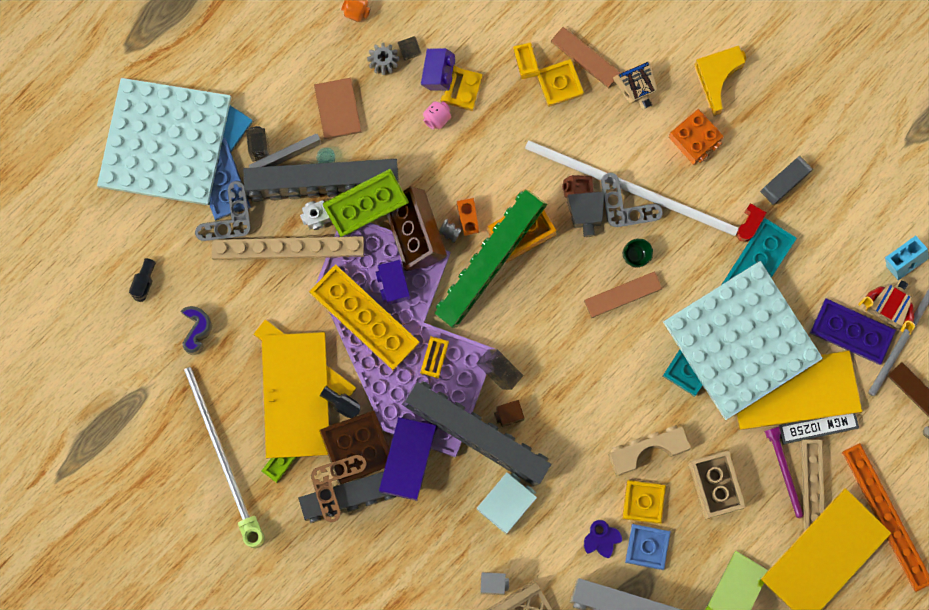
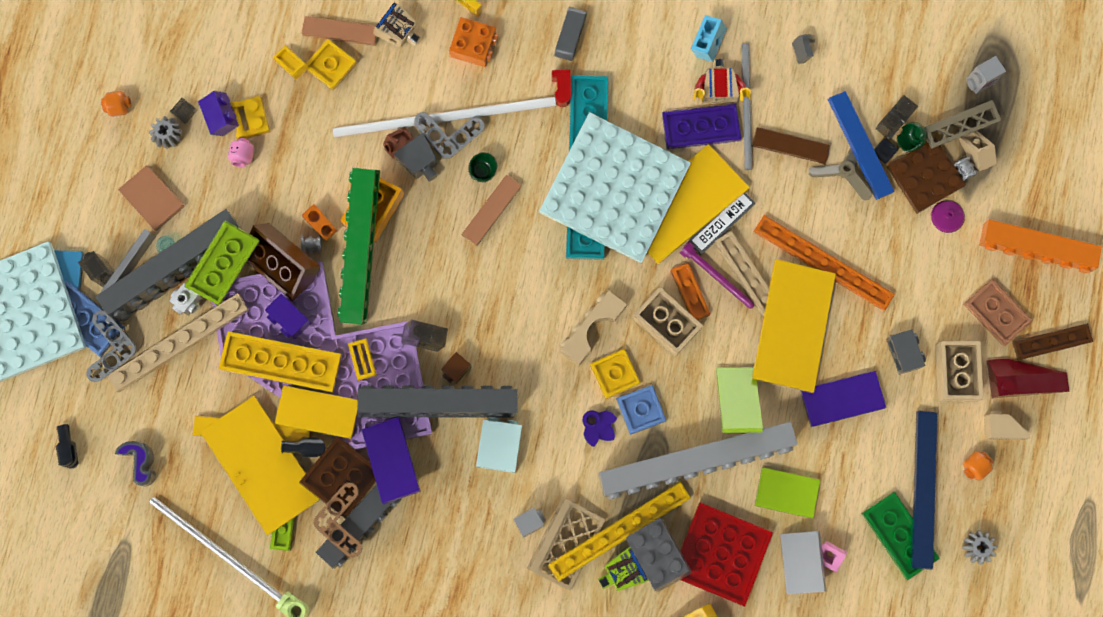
camera: 30 degrees left, 0 degrees up
(369, 379) = (317, 412): none -> yellow tile
(753, 471) = (690, 291): none -> orange tile

